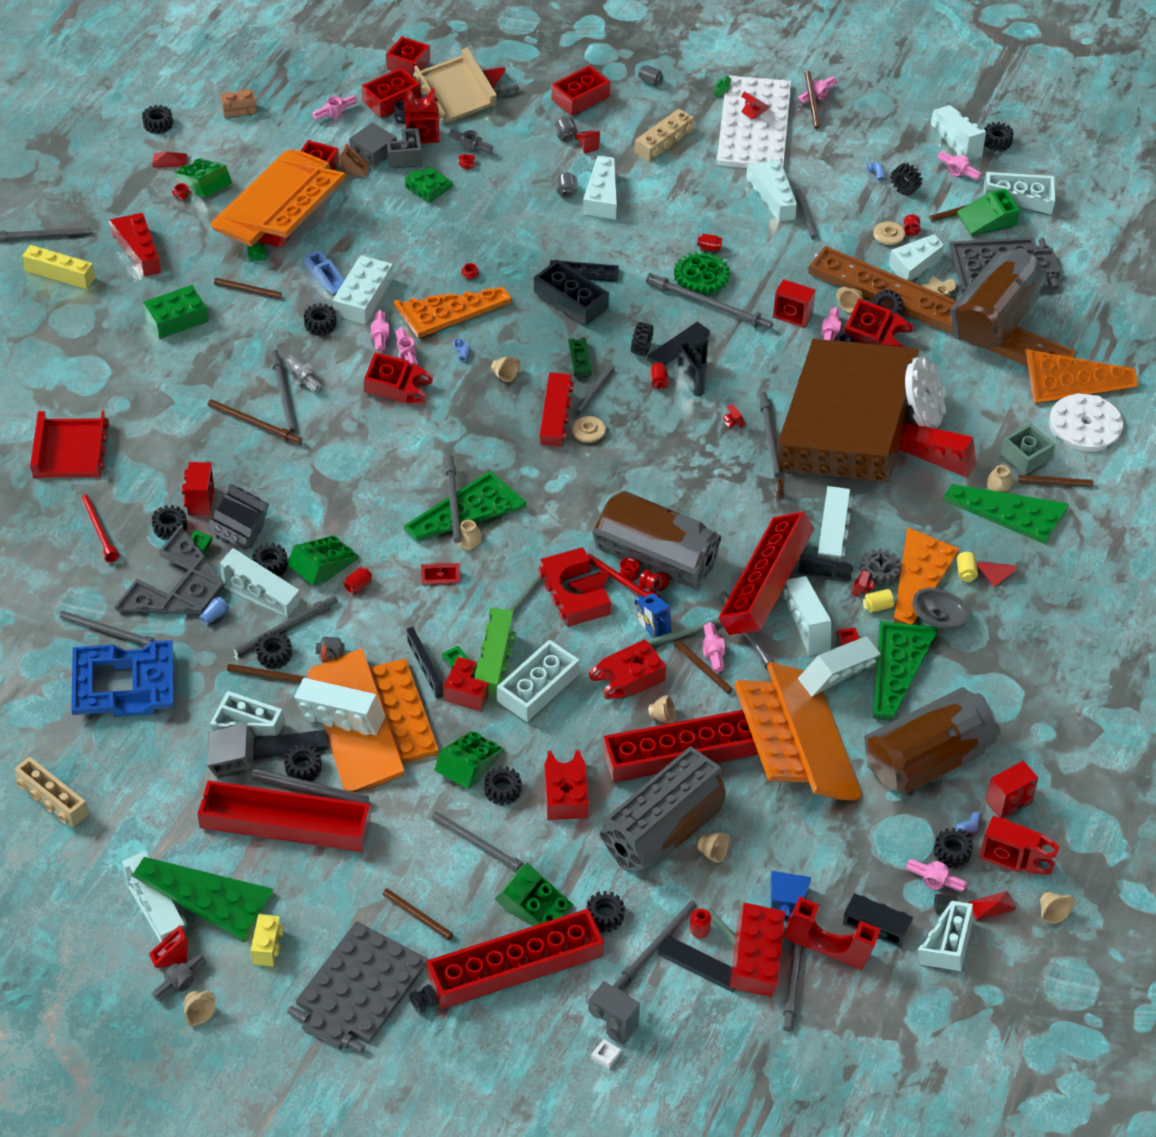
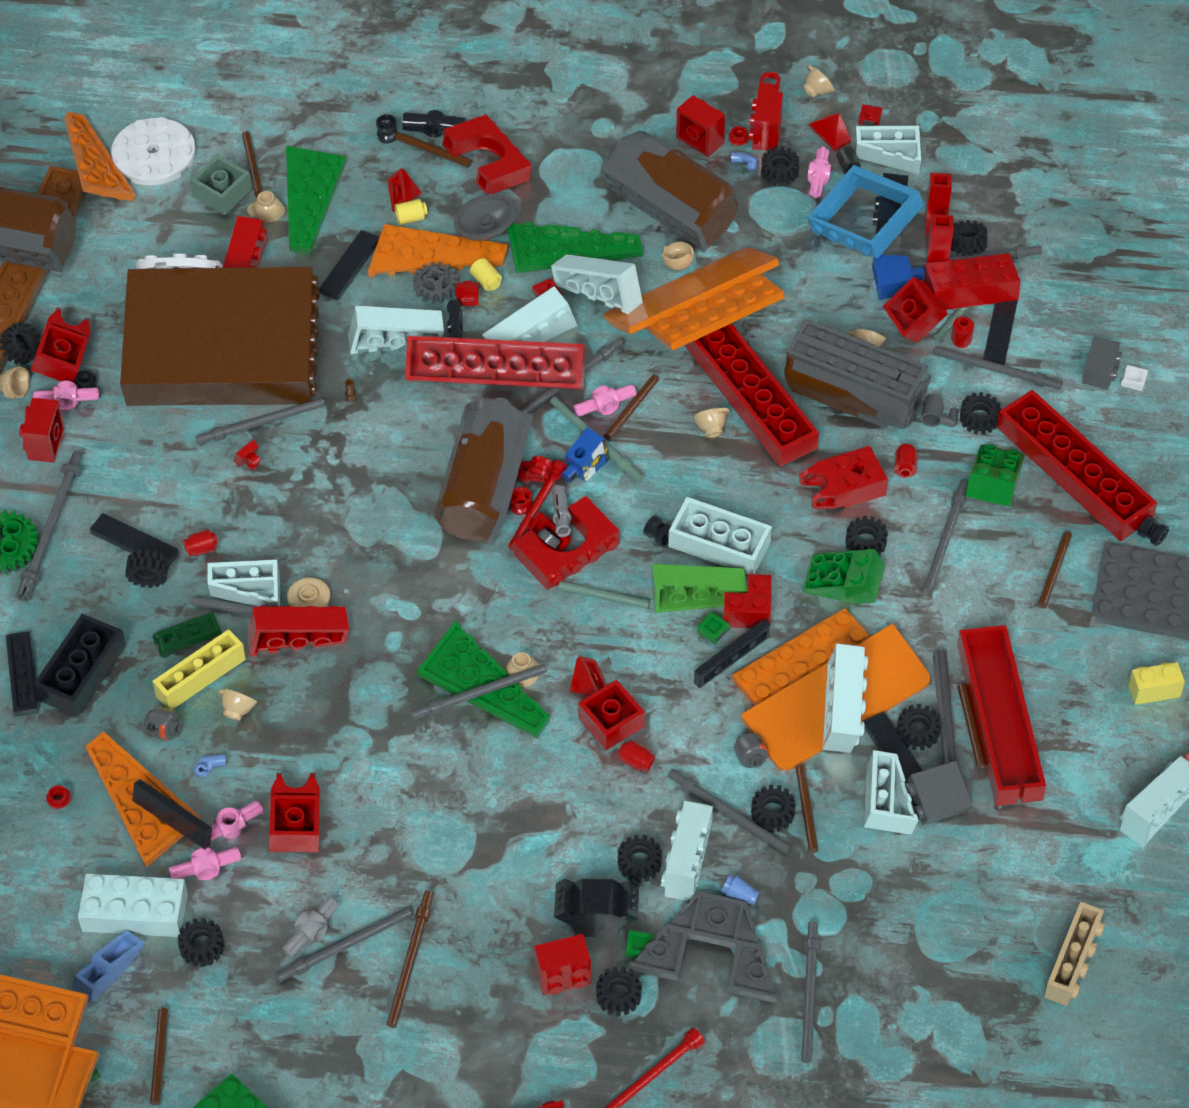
camera: 105 degrees left, 5 degrees up
(150, 679) = (870, 913): blue piece -> none
(216, 898) = (1137, 742): green wing -> none
(321, 559) = (617, 803): green slope -> none
(397, 569) = (611, 714): none -> red brick
(419, 312) = (172, 814): none -> black tile
(504, 328) = (162, 723): none -> dark grey head
(538, 349) = (199, 670): none -> light yellow brick
(567, 644) = (658, 530): none -> black wheel
(572, 837) = (905, 461): none -> red brick
(578, 570) = (549, 538): none -> dark grey tile
(607, 392) = (246, 582): none -> light aqua wedge
(610, 588) = (561, 514): none -> light grey pin
(620, 875) = (933, 412): none -> dark grey piece
(630, 670) = (670, 461): red brick -> none
(693, 364) = (181, 507): black piece -> none
(732, 887) = (915, 310): none -> red brick
(822, 959) = (969, 238): none -> black tyre
(855, 735) = (678, 255): none -> tan hair
(903, 893) = (862, 178): none -> dark azure window
(920, 519) = (349, 265): none -> black tile
(1001, 646) = (484, 134): none -> red arch
(1004, 944) = (870, 115): none -> red plate
(1042, 602) = (432, 149): none -> reddish brown bar
(1070, 606) = (431, 123): none -> black piece
(1071, 571) = (386, 128): none -> black wheel

